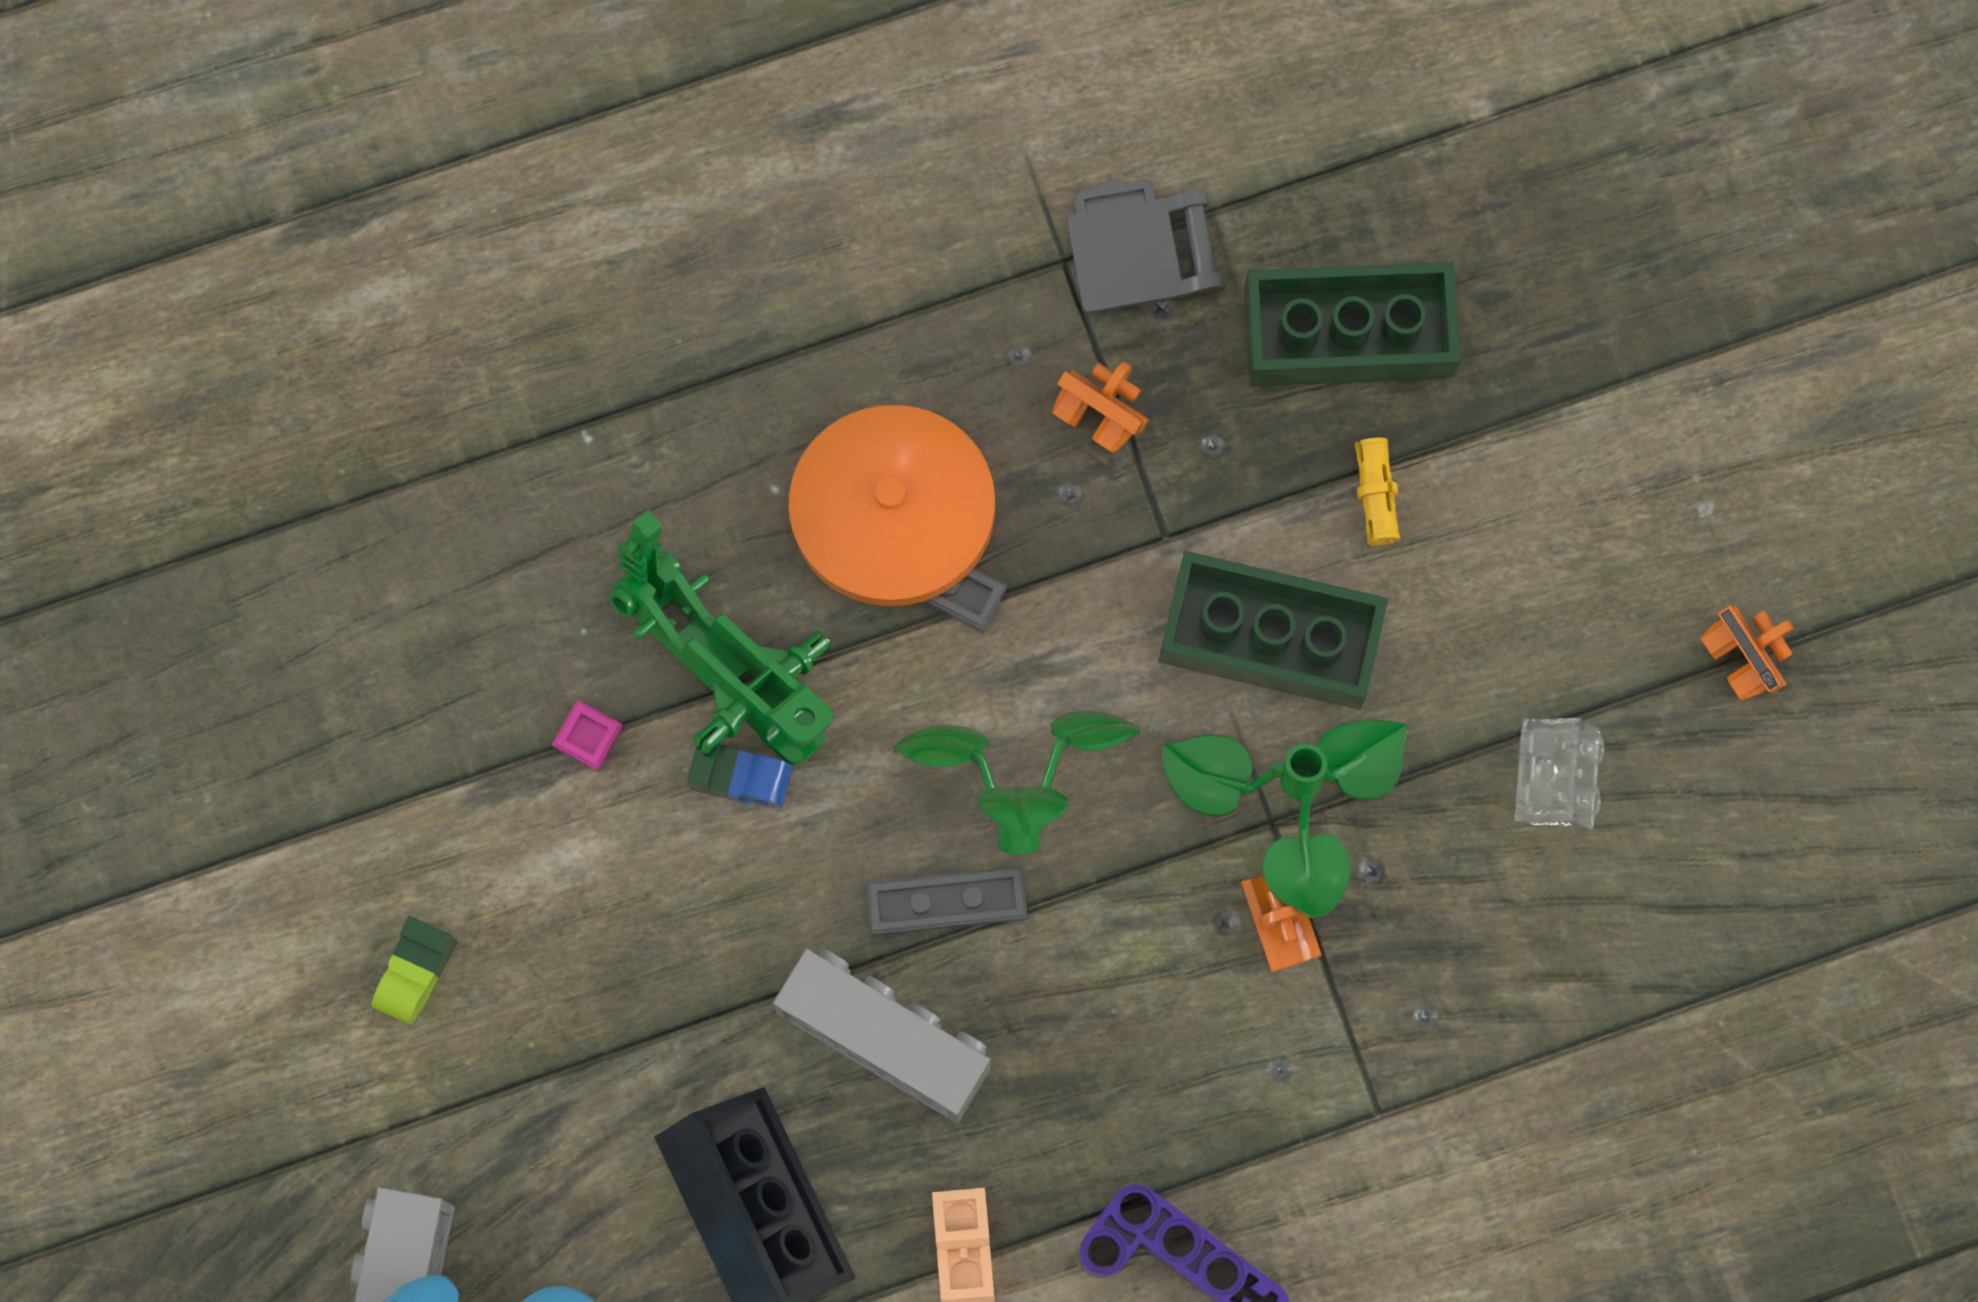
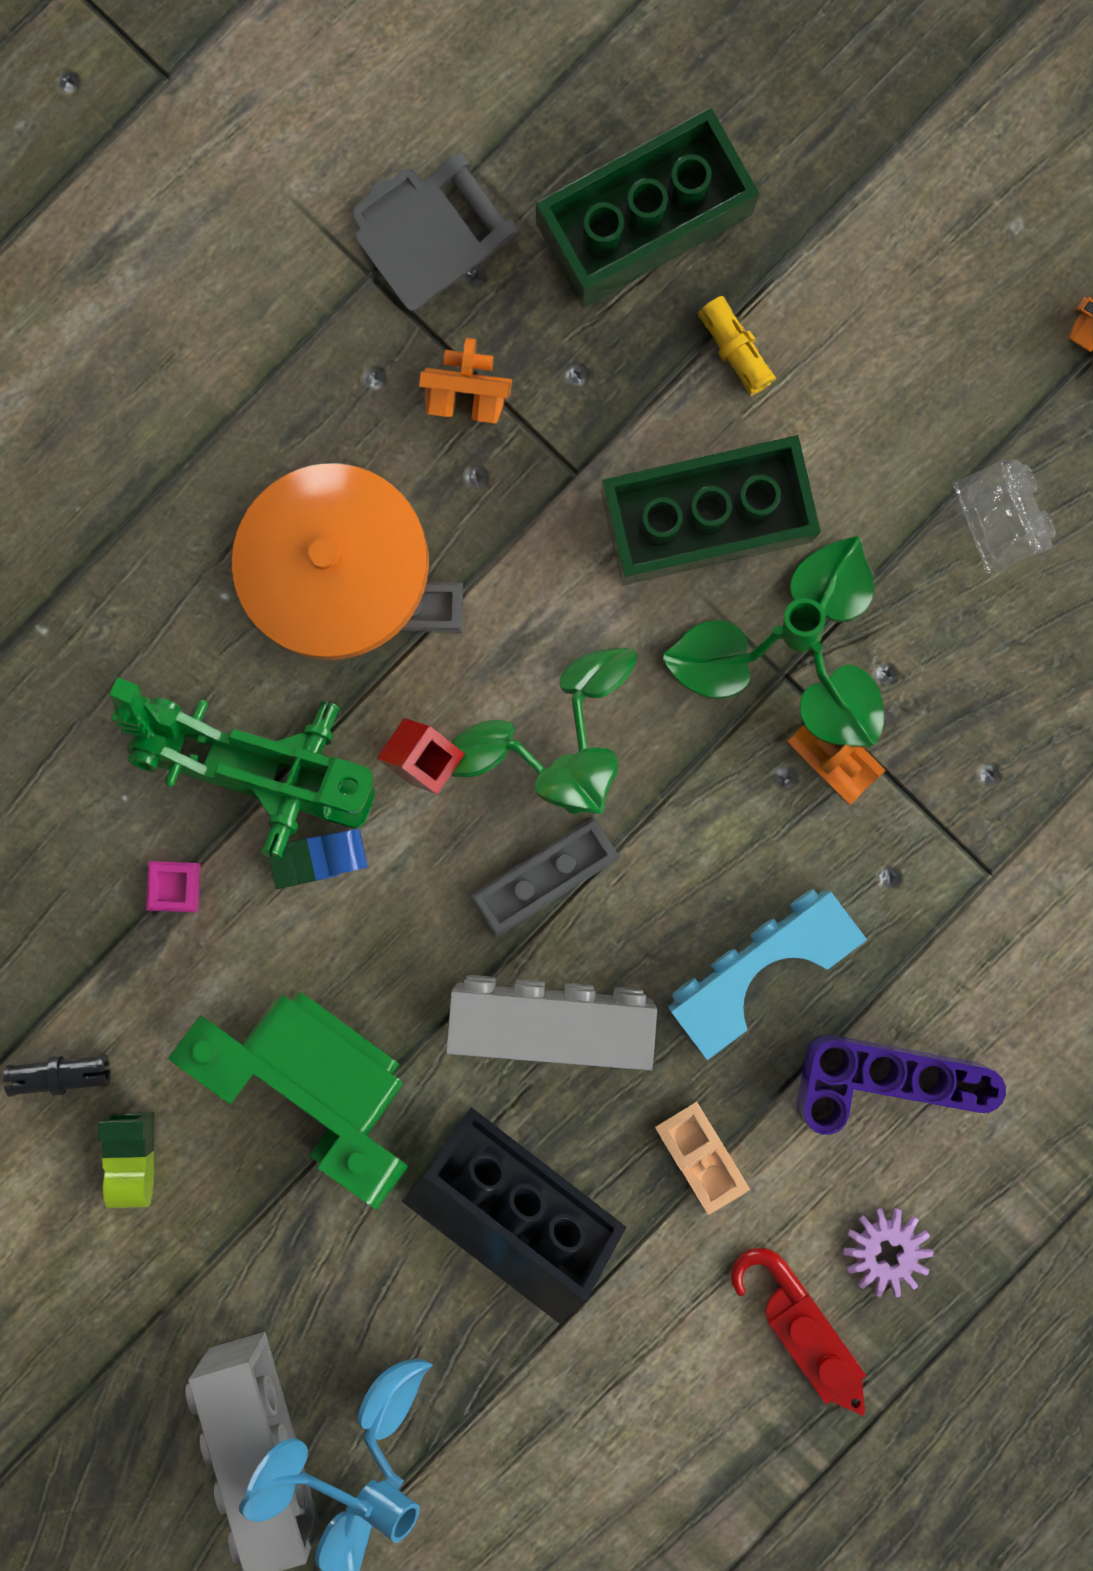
camera: 25 degrees left, 10 degrees up
(386, 858) = (57, 1075): none -> black pin
(640, 961) = (318, 1068): none -> green piece
(886, 724) = (421, 755): none -> red brick
(1179, 1080) = (714, 1007): none -> medium azure arch

